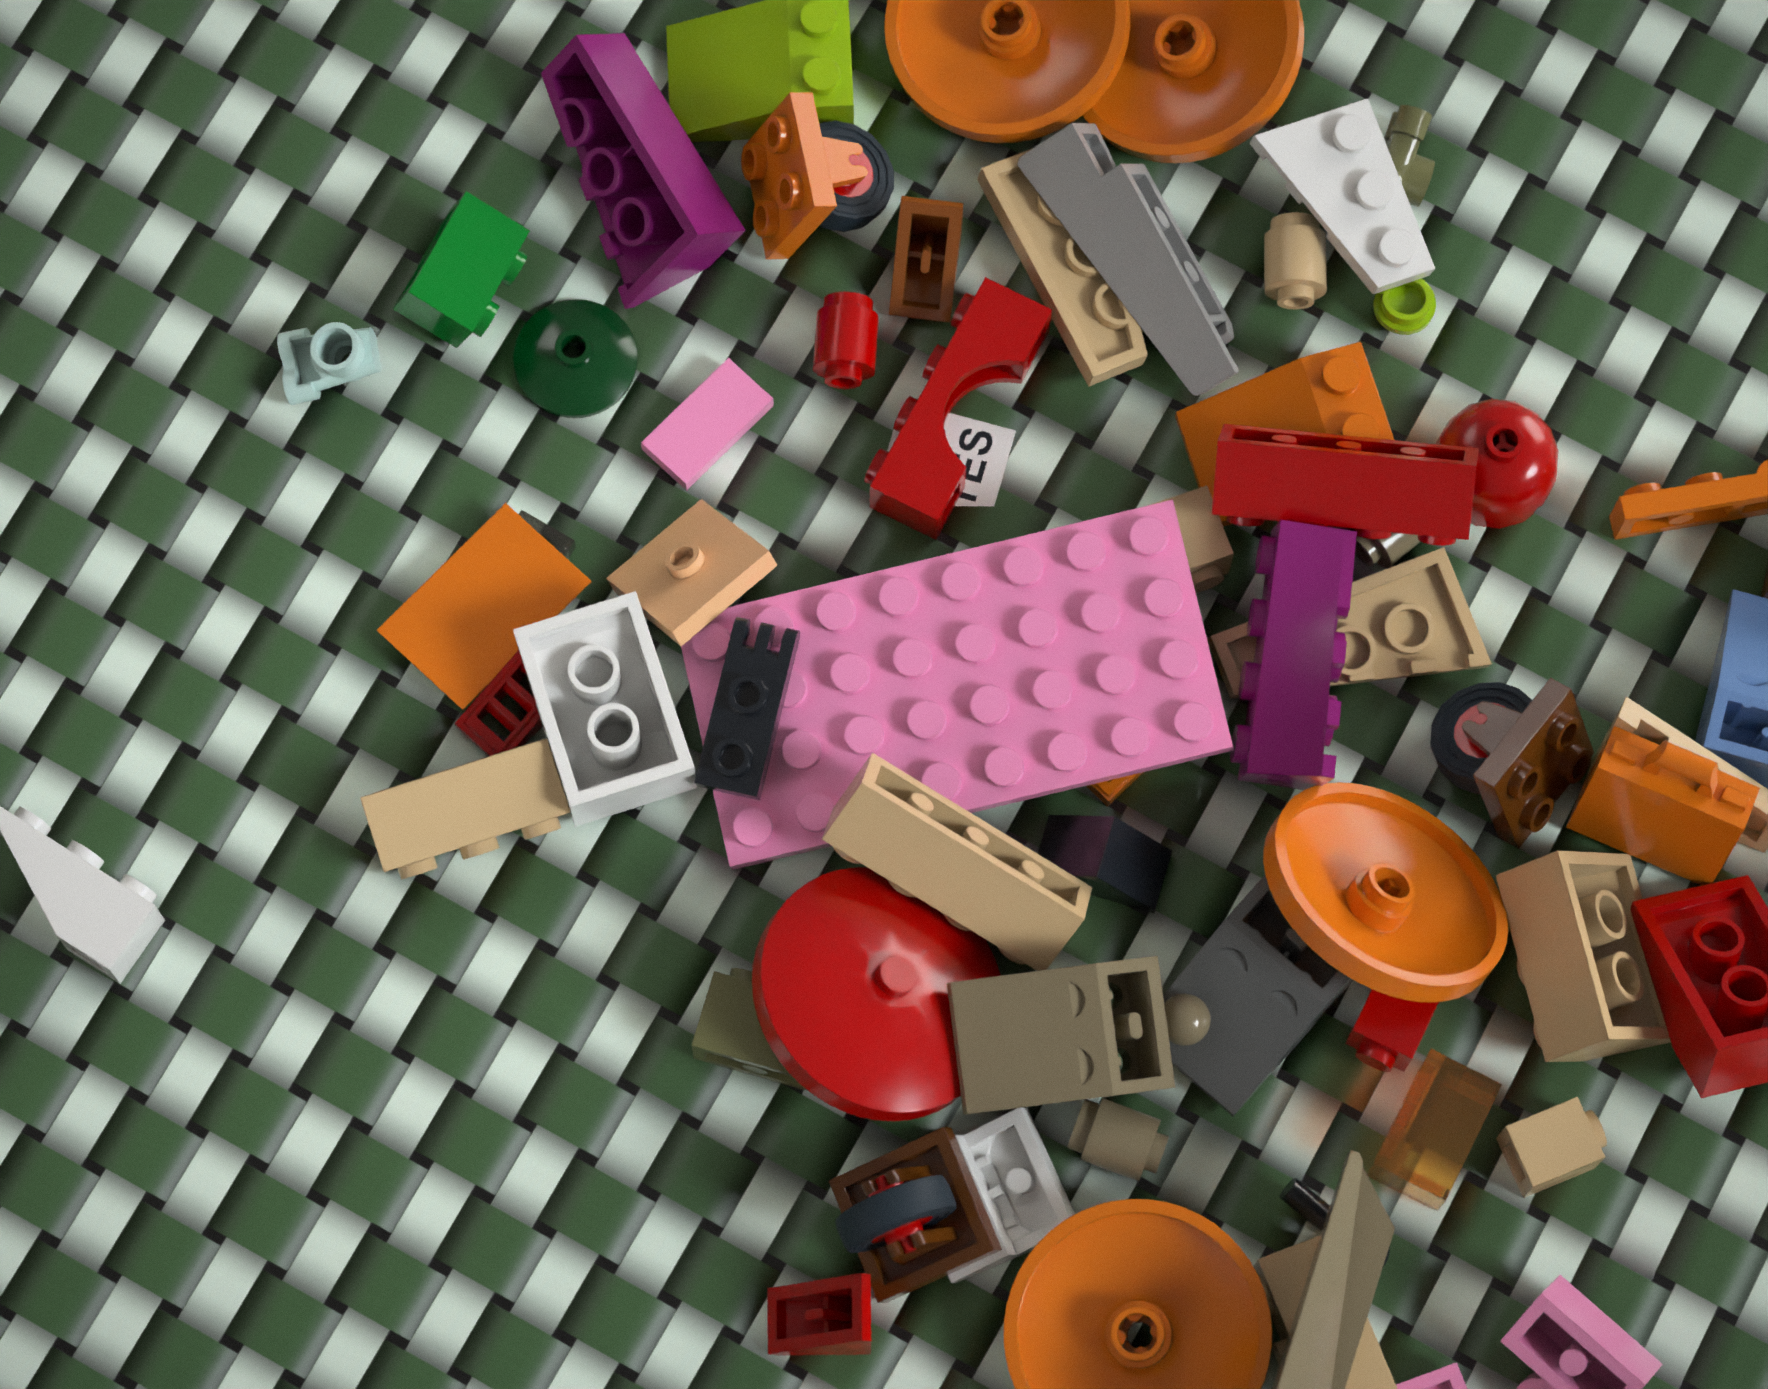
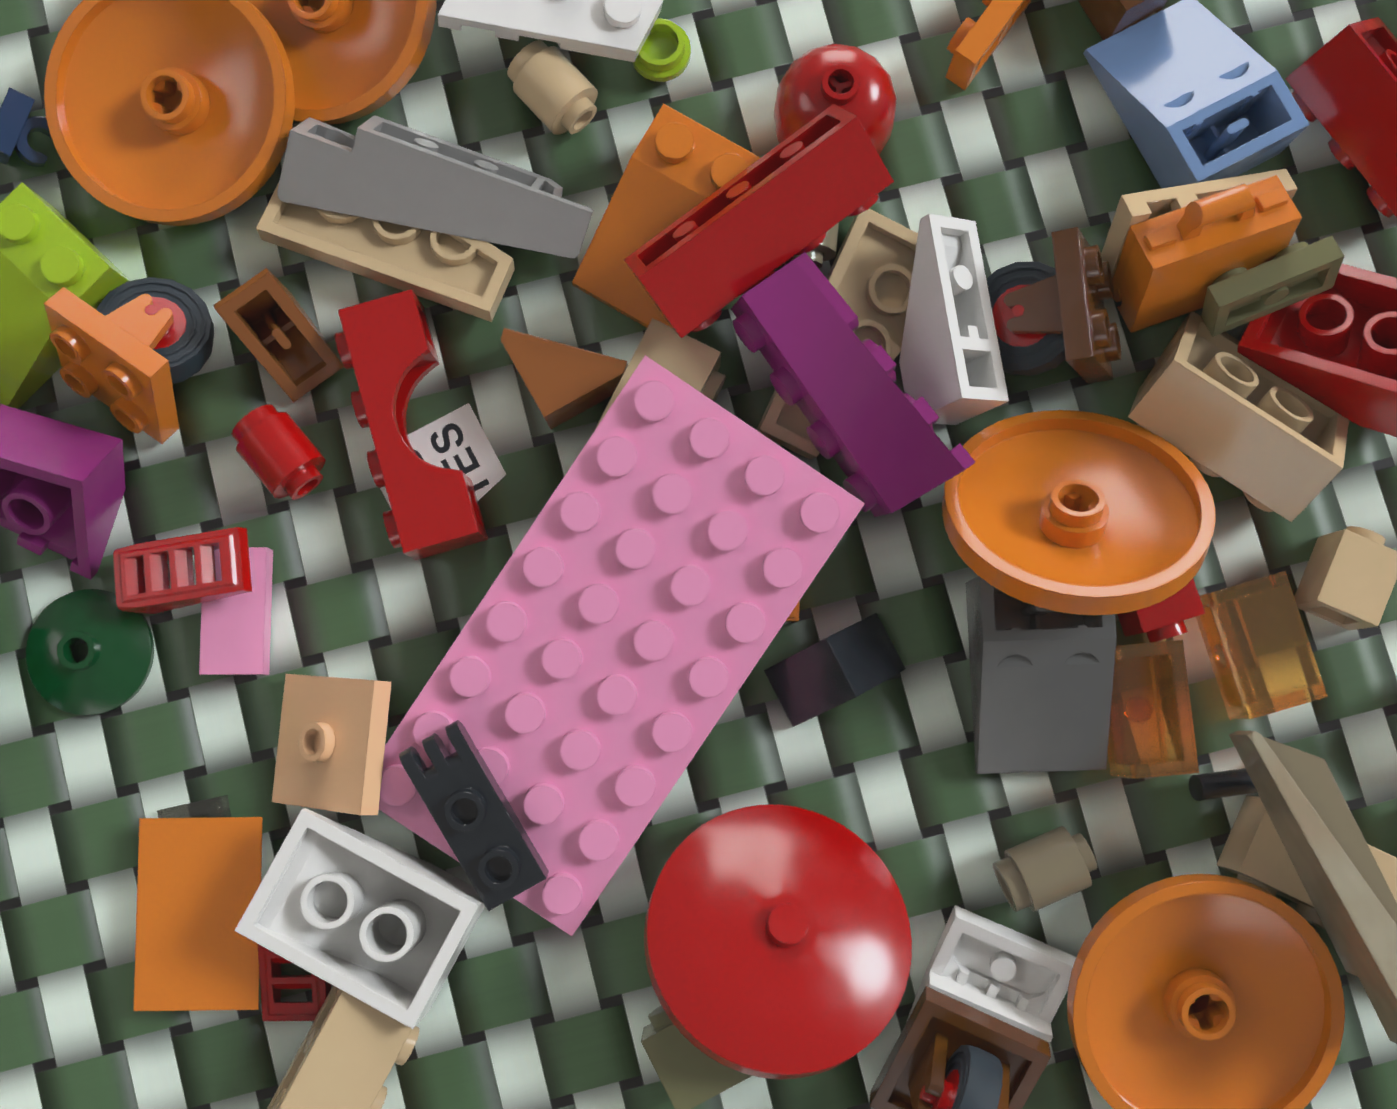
camera: 40 degrees left, 10 degrees up
(673, 335) = (144, 577): none -> red slope
(957, 864) = (743, 787): tan brick -> none
(1060, 1039) = (934, 850): dark tan slope -> none
(1100, 469) = (562, 376): none -> dark orange slope
(1305, 1094) = (1151, 712): none -> clear orange panel
(1422, 689) = (949, 326): none -> white slope
(1692, 875) = (1285, 280): none -> olive plate

